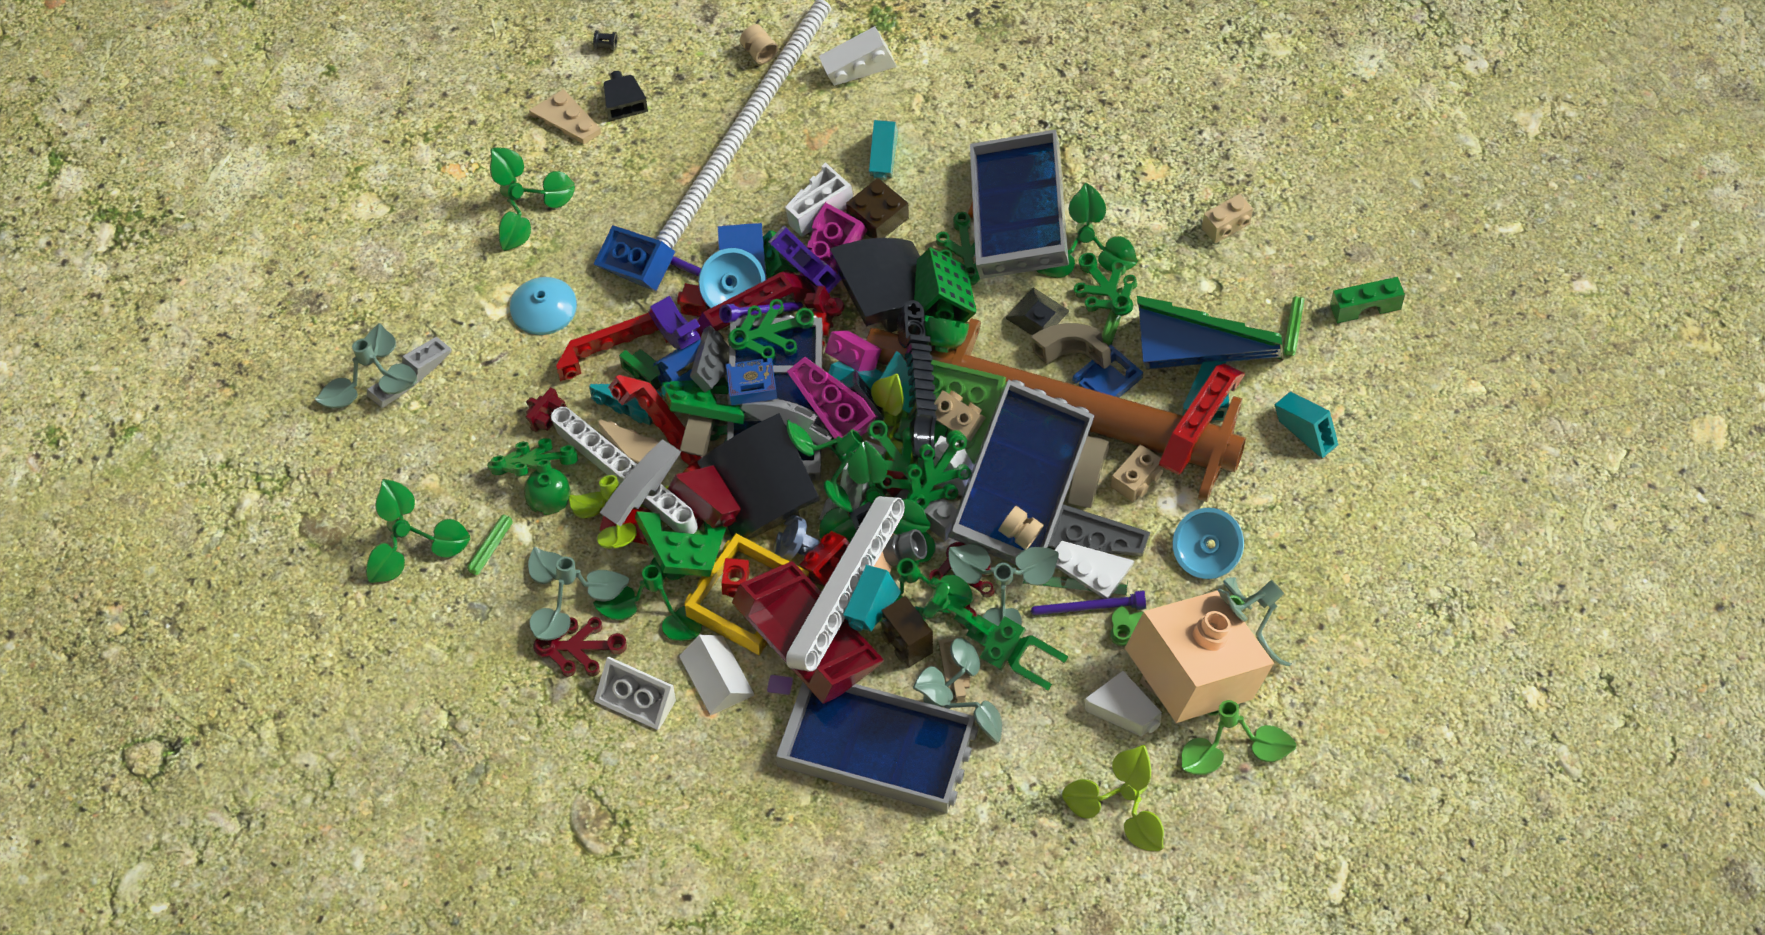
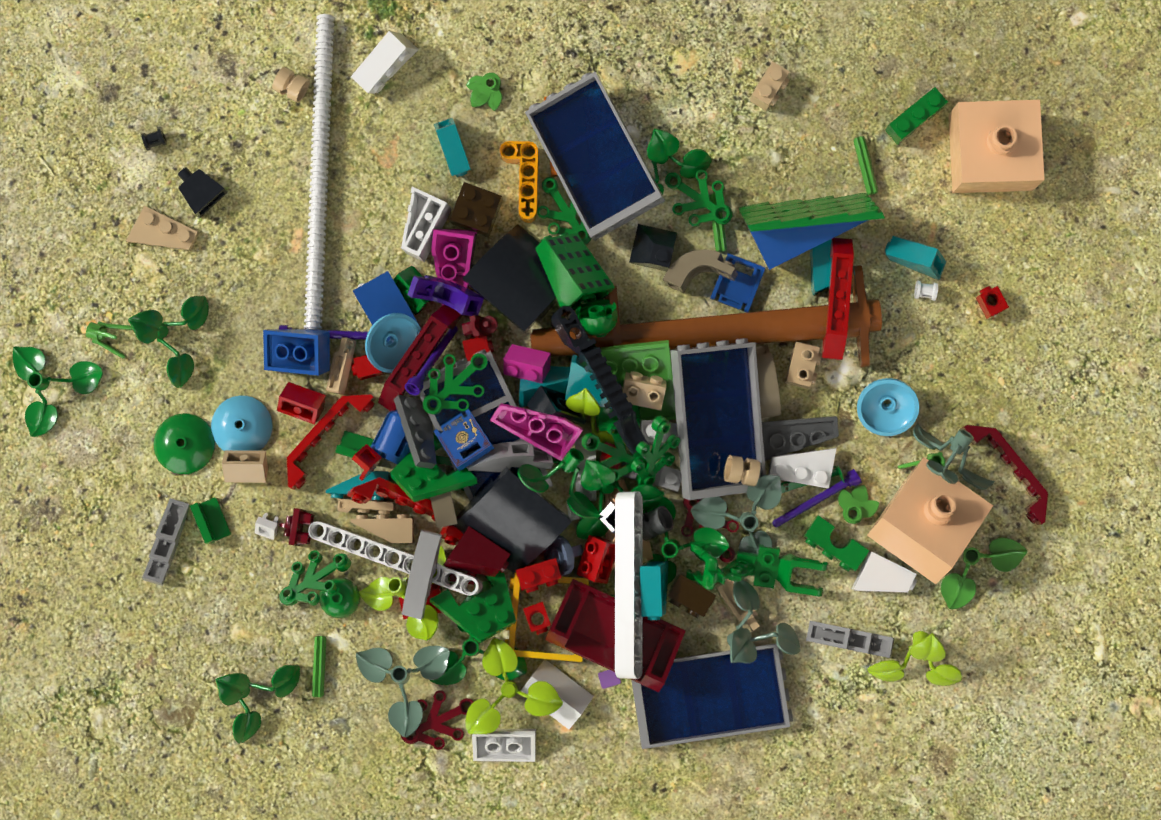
camera: 25 degrees left, 25 degrees up
(376, 177) = (27, 363): none -> green plant
(377, 343) = (163, 559): sand green plant -> none
(456, 172) = (98, 332): none -> bright green plant
(462, 372) = (210, 520): none -> green panel
(478, 307) = (197, 446): none -> green dish
(513, 397) = (266, 527): none -> white tile
(524, 335) = (245, 466): none -> tan brick
(611, 302) = (301, 403): none -> red brick
(623, 418) = (383, 507): none -> tan hinge
(647, 365) = (367, 460): none -> red panel
(672, 286) = (341, 366): none -> tan hinge
(673, 325) = (369, 409): dark purple arch -> none
(674, 601) = (497, 660): none -> lime plant
(759, 538) = (539, 574): none -> red brick
(940, 121) = (483, 93): none -> bright green plate
(950, 186) = (524, 181): none -> light orange beam
(1055, 752) = (850, 639): none -> light grey slope
(1074, 637) = (819, 535): none -> green arch
(1295, 612) = (1036, 510): none -> dark red slope
(1303, 458) = (926, 290): none -> white bush
(1369, 504) = (989, 310): none -> red brick
(1436, 352) = (996, 146): none -> light nougat brick

